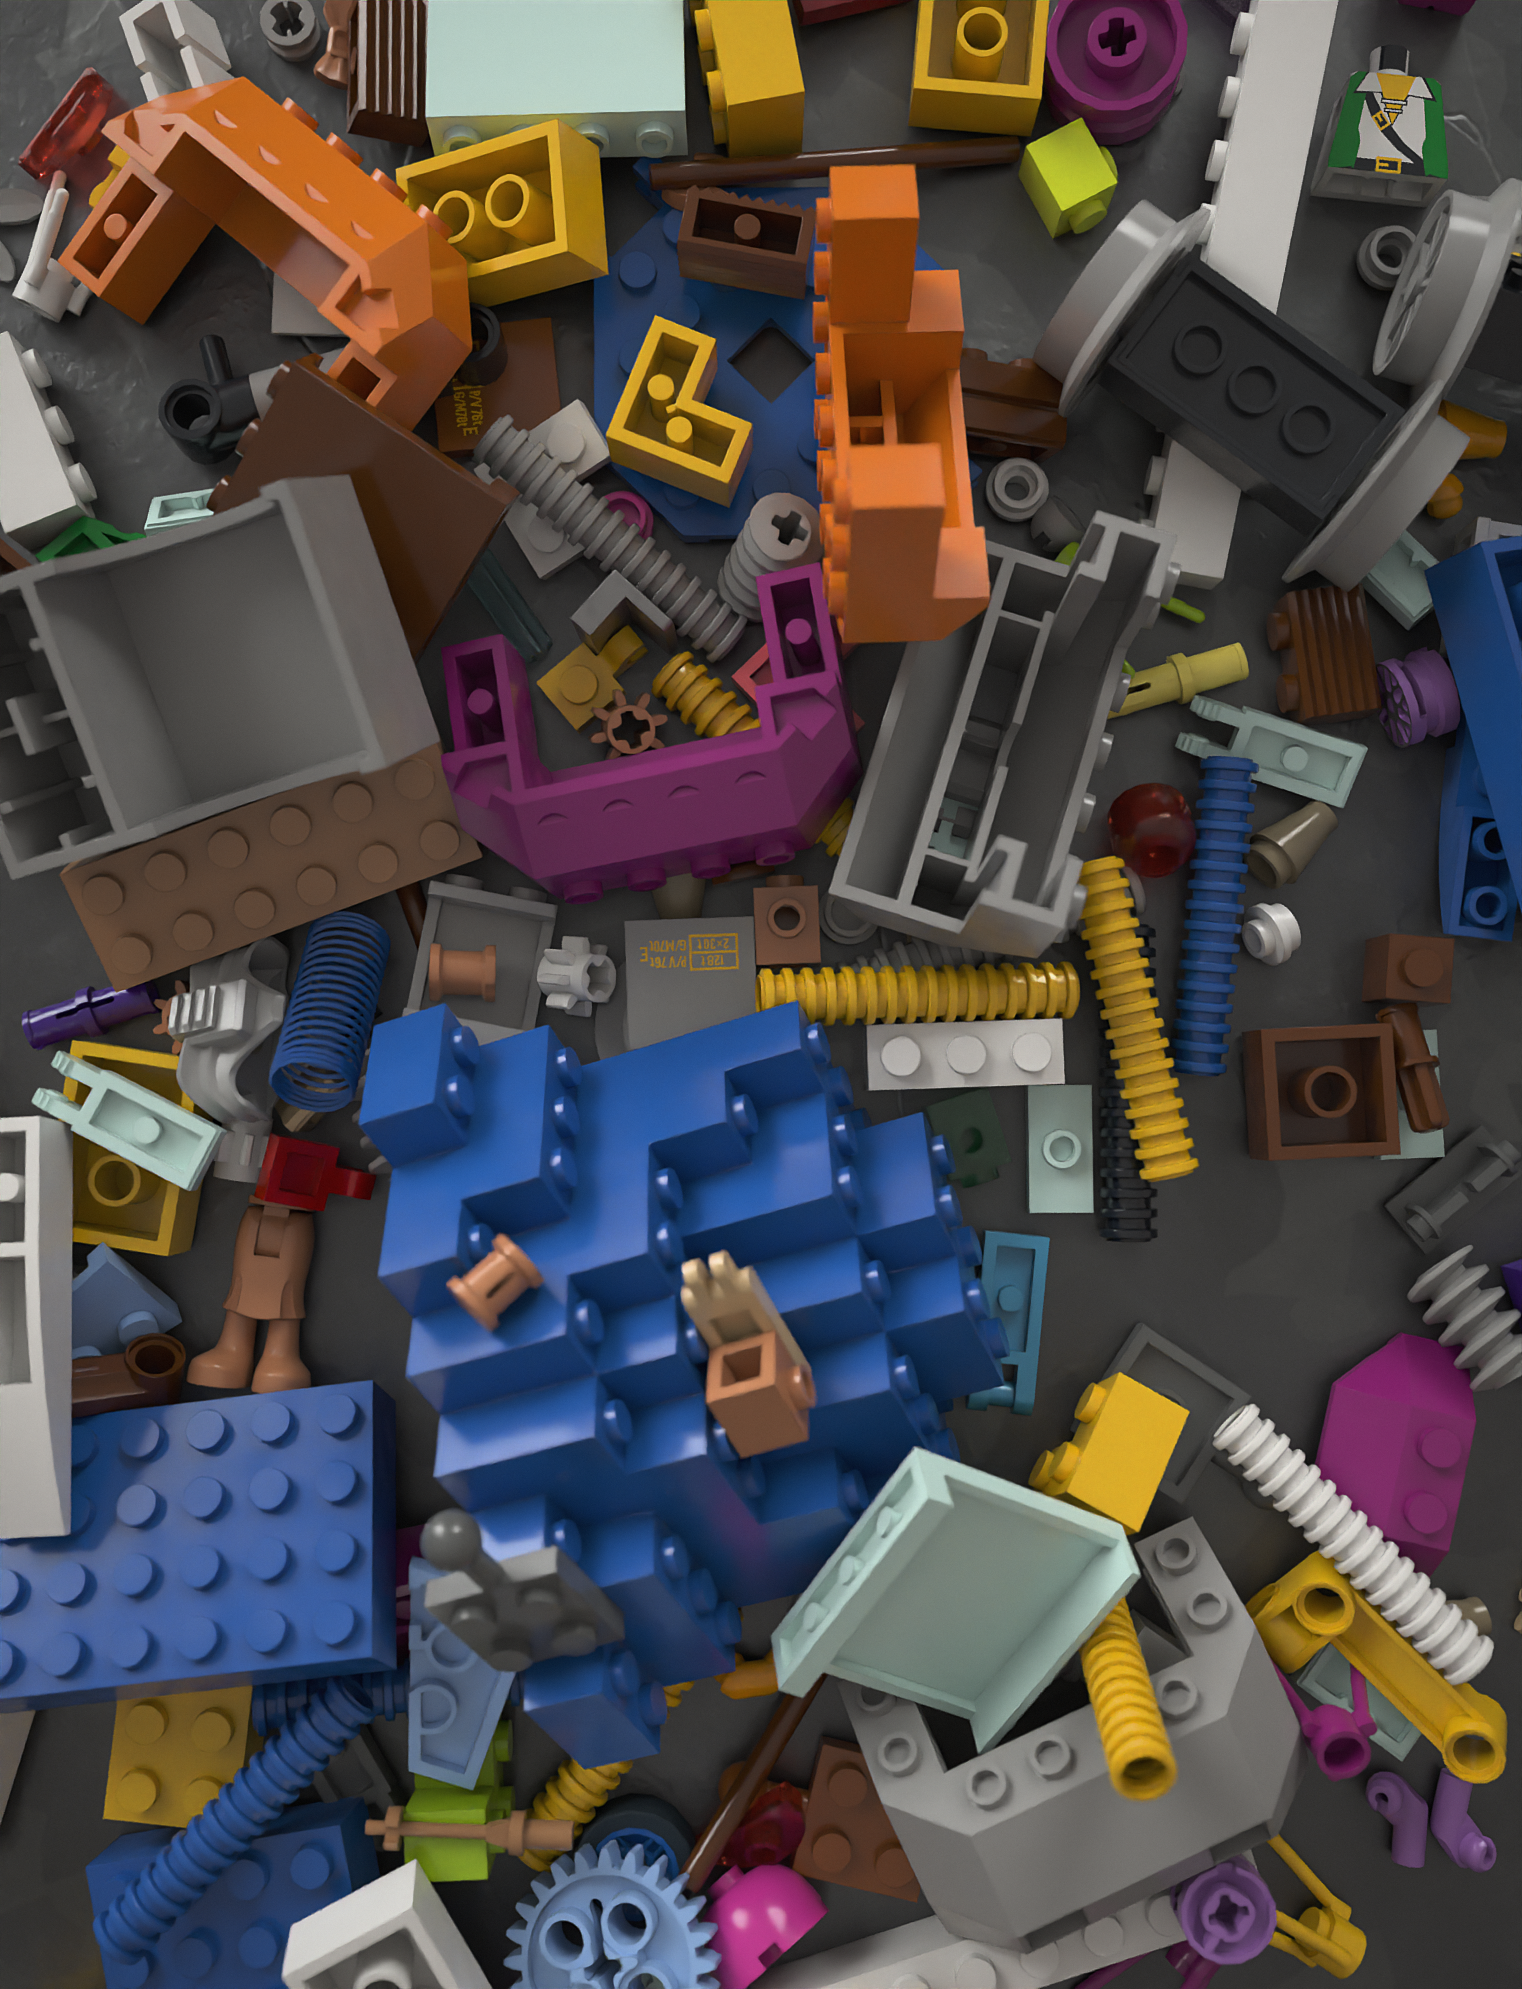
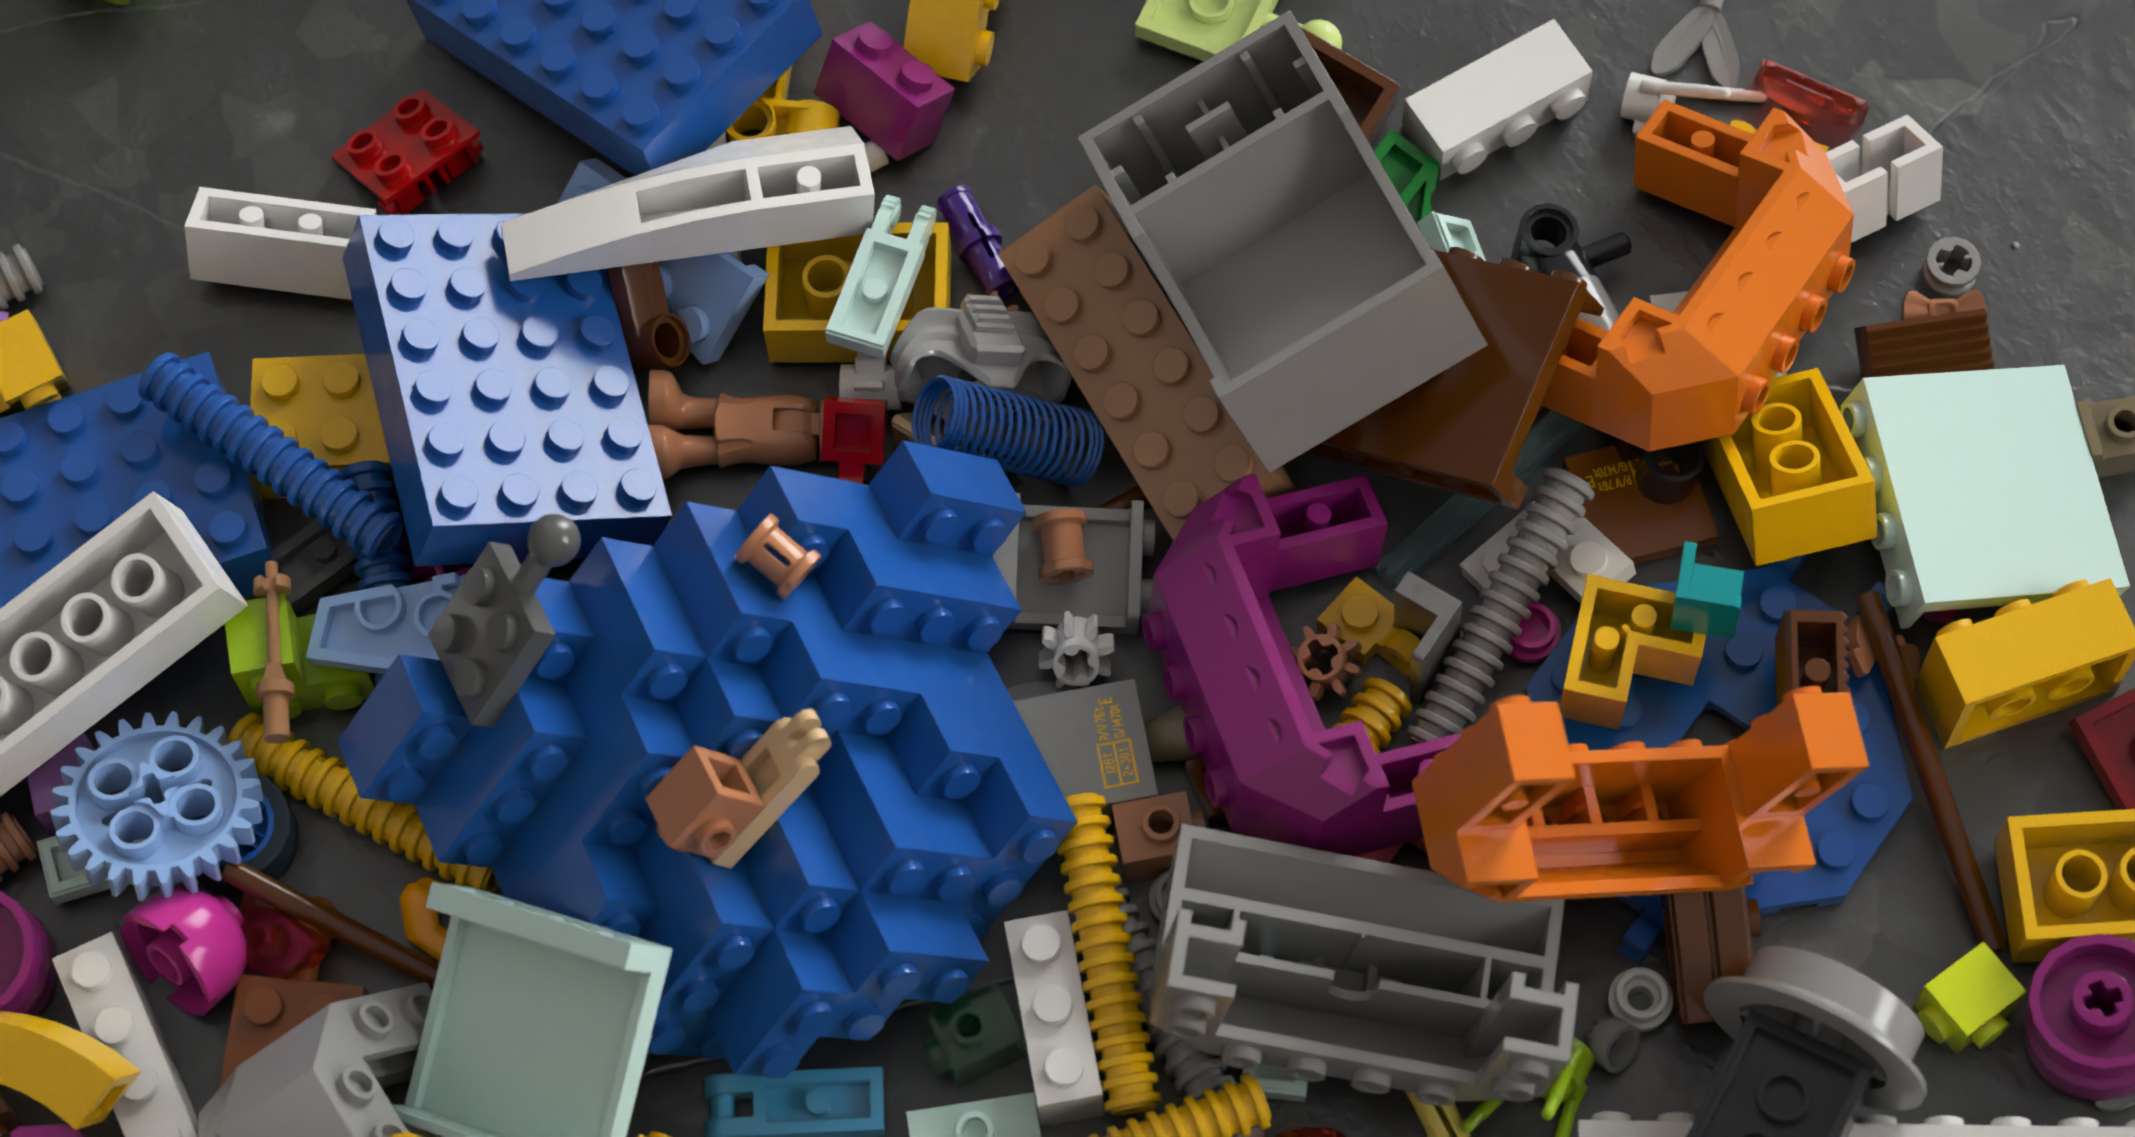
camera: 85 degrees right, 20 degrees down
(657, 315) = (1706, 597): none -> teal panel

